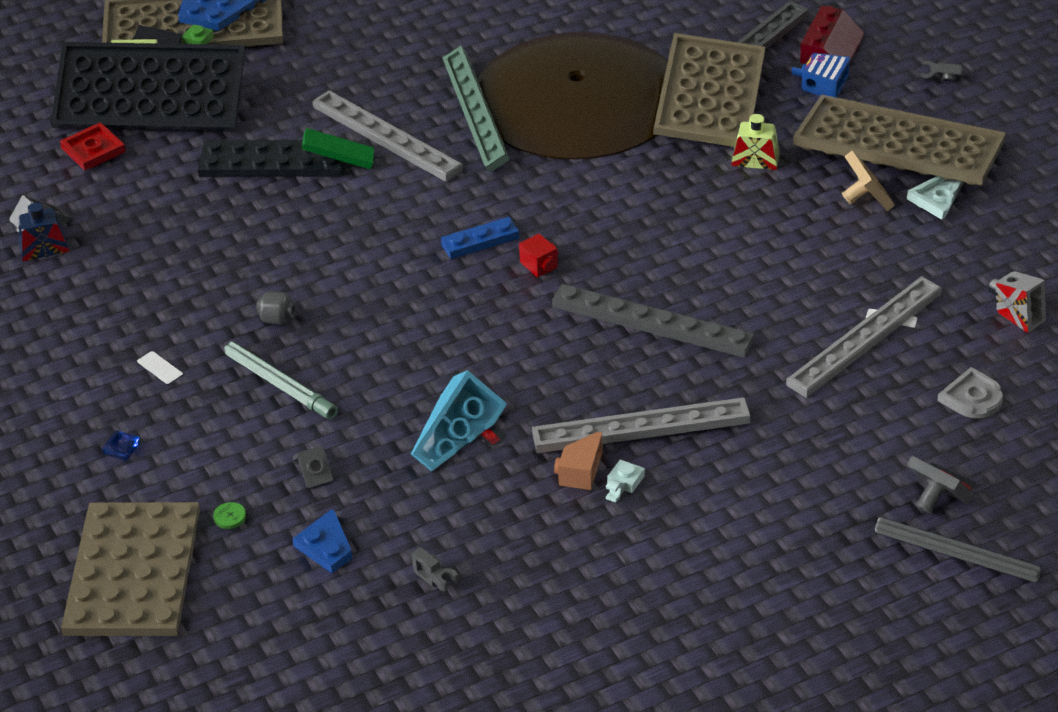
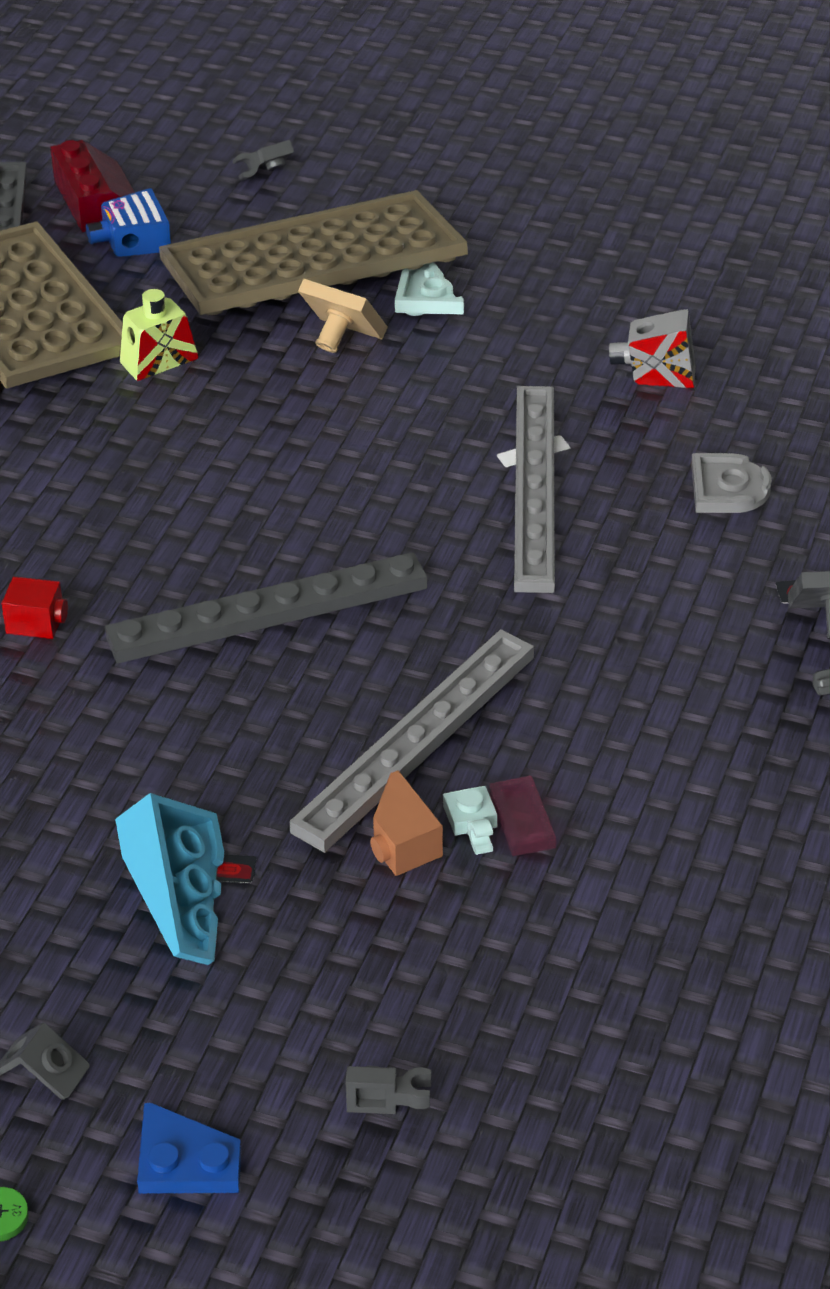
camera: 45 degrees left, 0 degrees up
(648, 494) = (522, 816): none -> clear pink tile

